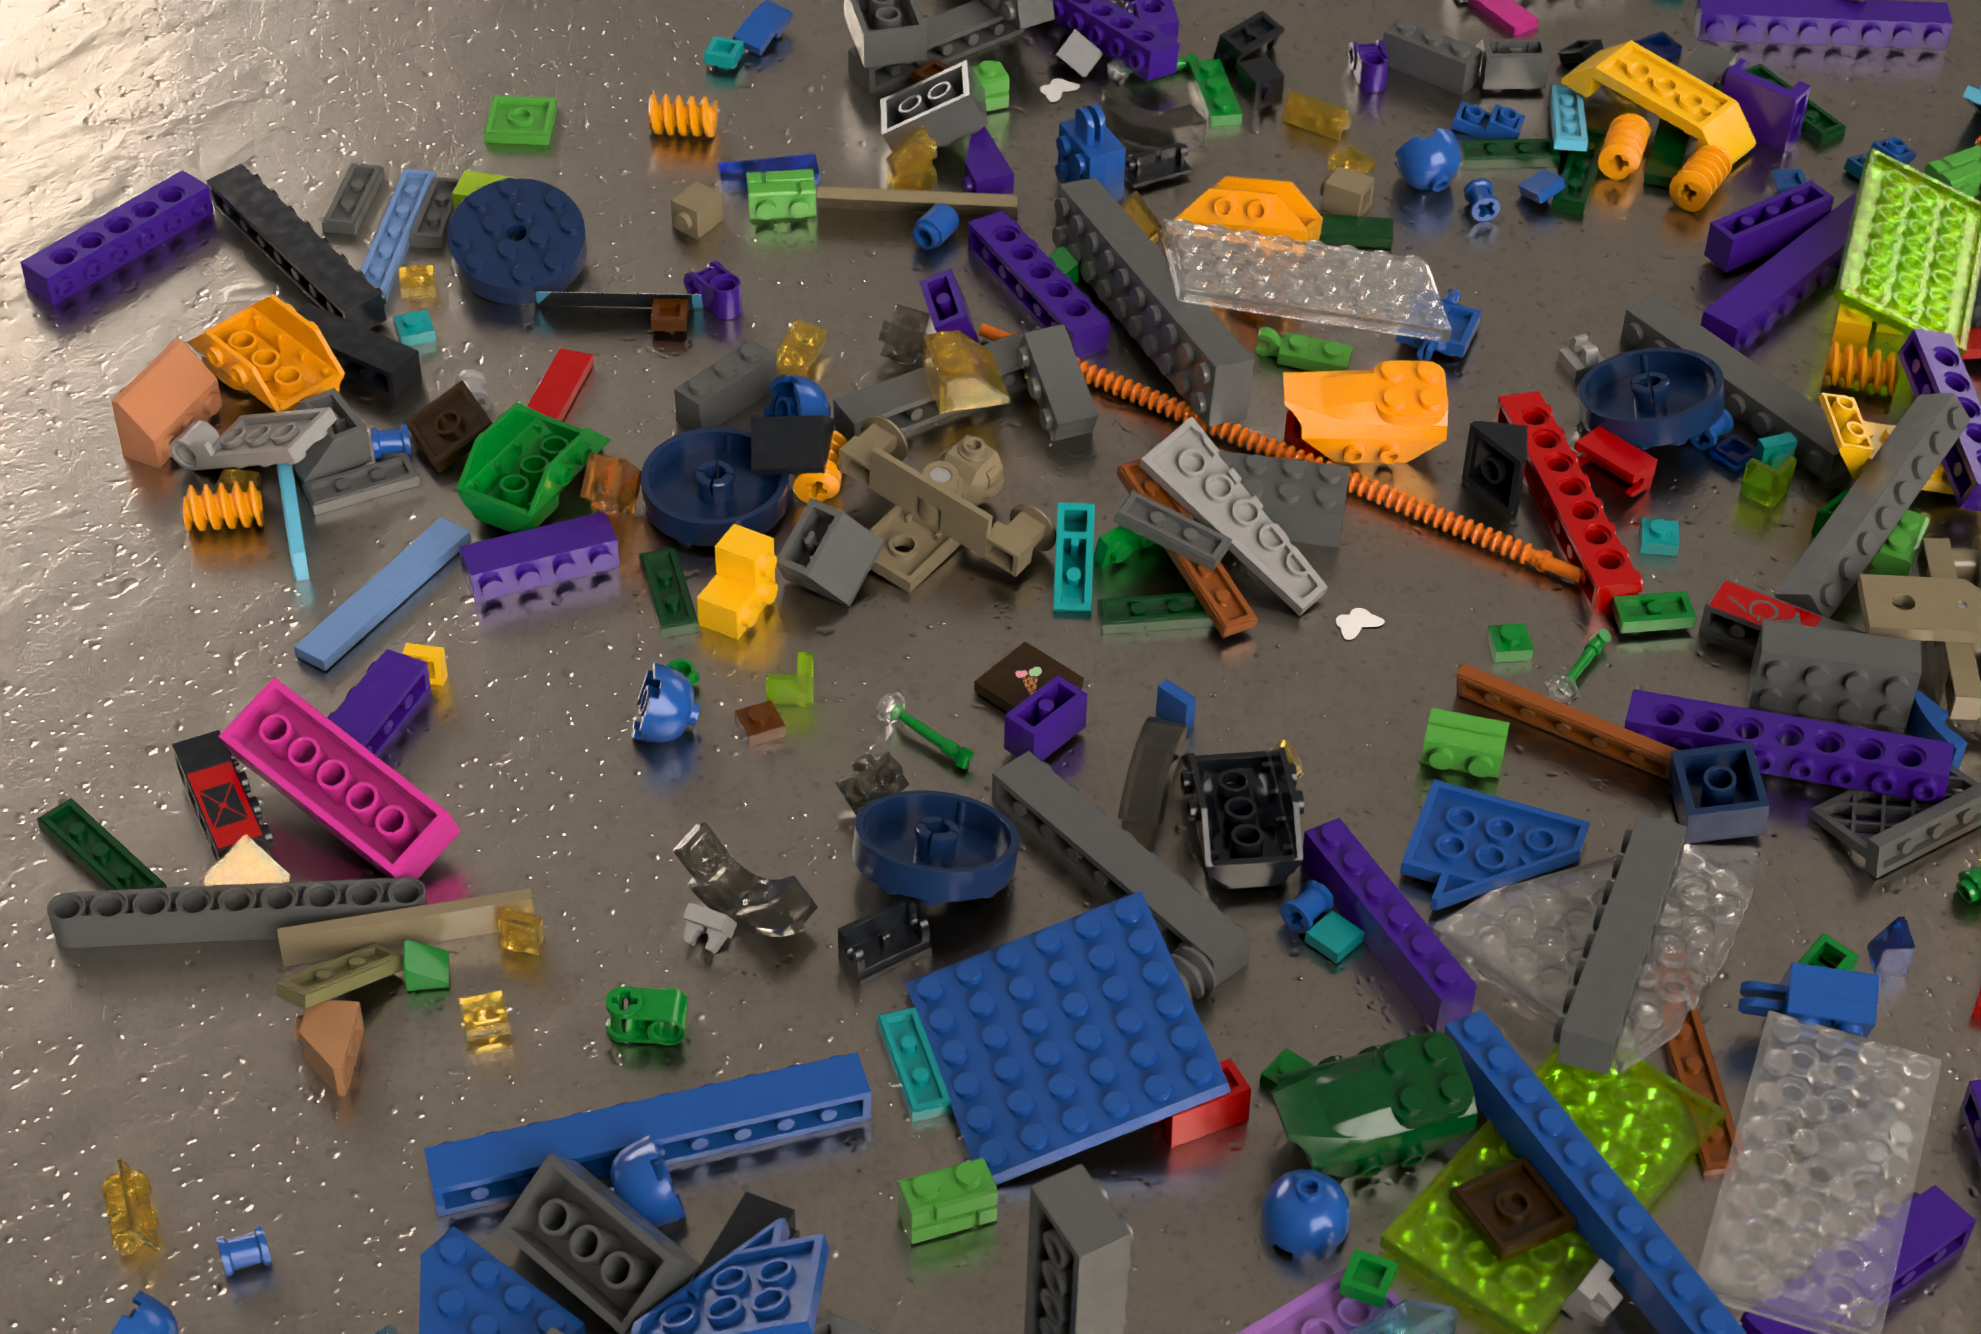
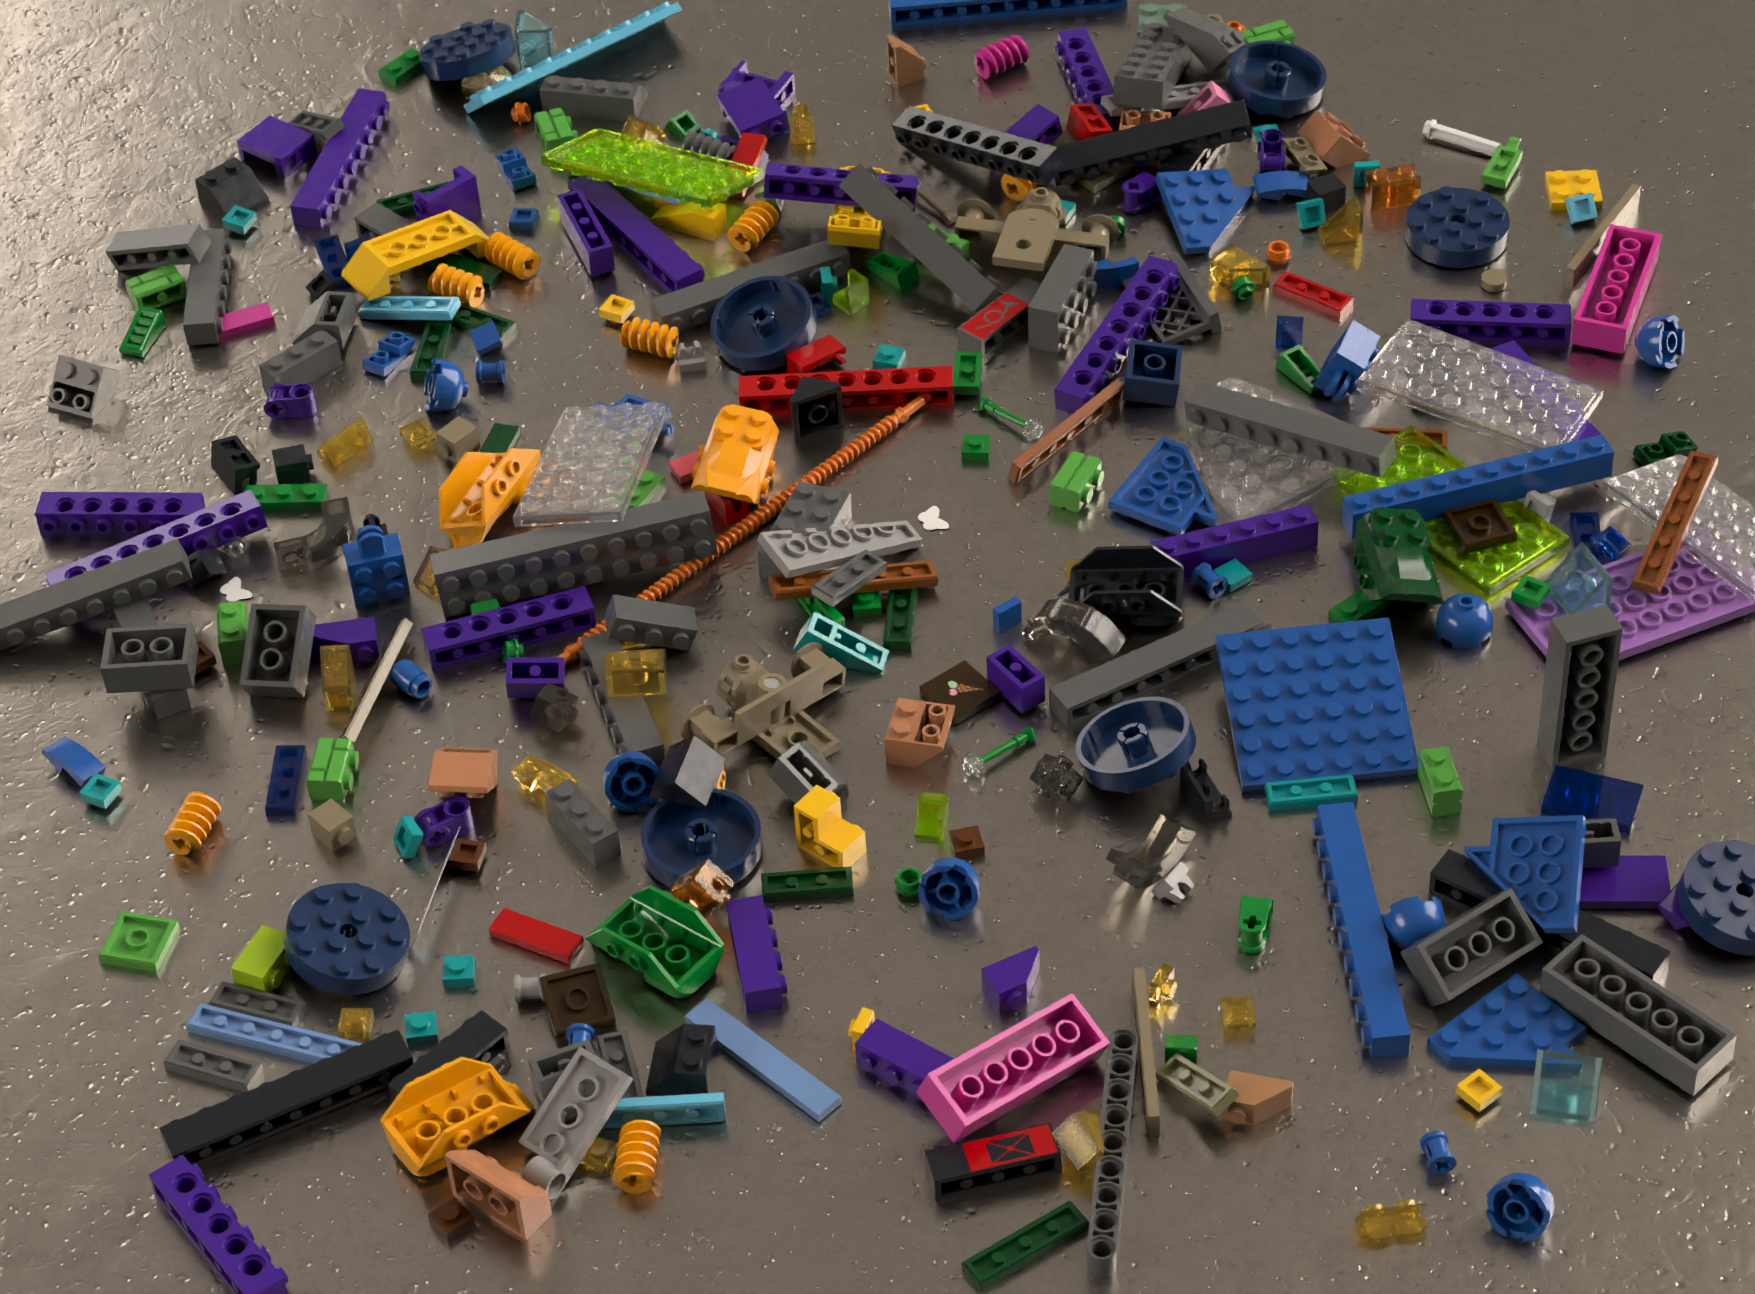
camera: 75 degrees left, 0 degrees up
(359, 1292) = (1479, 1090): none -> yellow plate
(365, 531) = (683, 1061): none -> black slope
(500, 341) = (458, 971): none -> teal plate
(517, 787) = (1011, 979): none -> dark purple slope
(686, 262) = (408, 837): none -> teal plate
(779, 279) = (463, 771): none -> nougat slope
(930, 635) = (917, 731): none -> nougat slope
(1001, 295) = (512, 649): none -> green plate
(1168, 578) = (866, 604): none -> green plate
(1595, 311) = (649, 338): none -> light orange piece
(1644, 281) = (616, 309): none -> yellow plate

